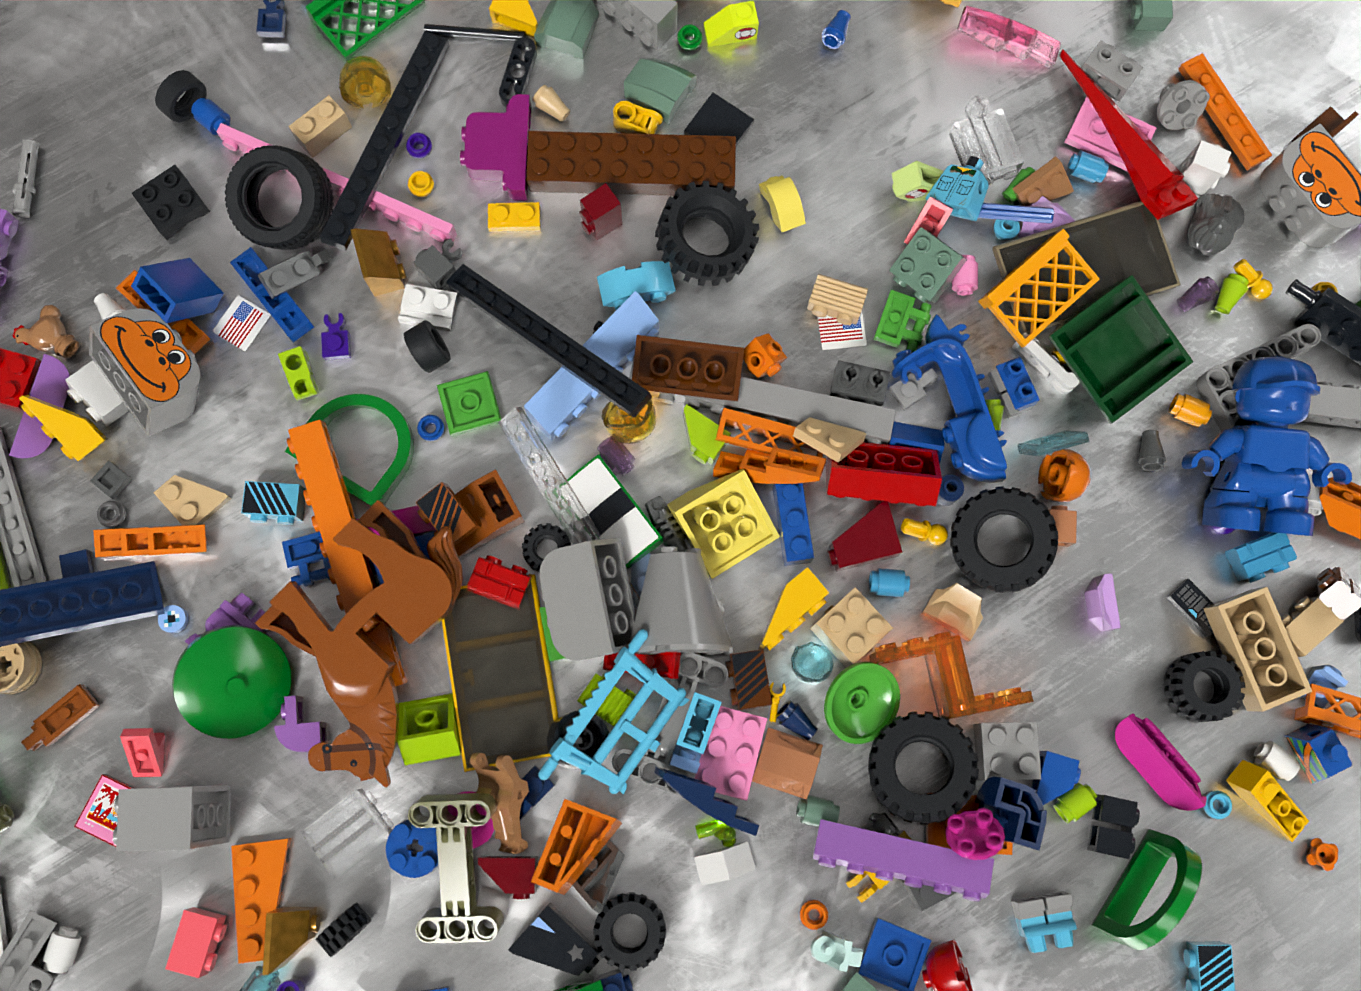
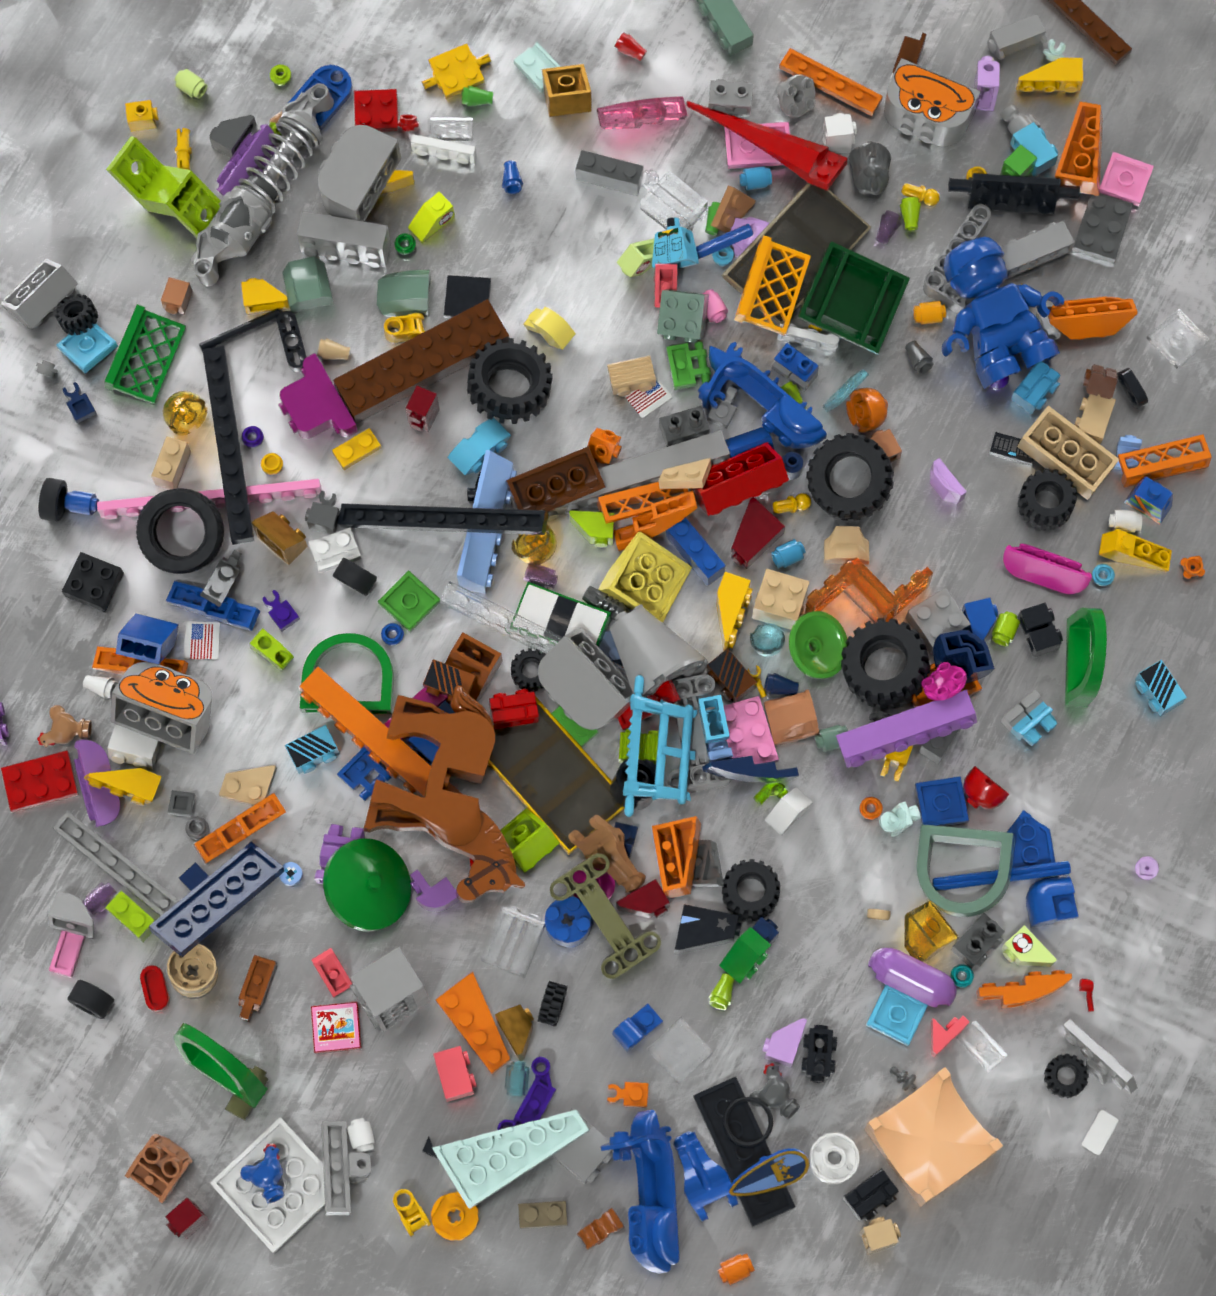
camera: 25 degrees left, 5 degrees down
(939, 78) = (609, 172): none -> dark grey brick

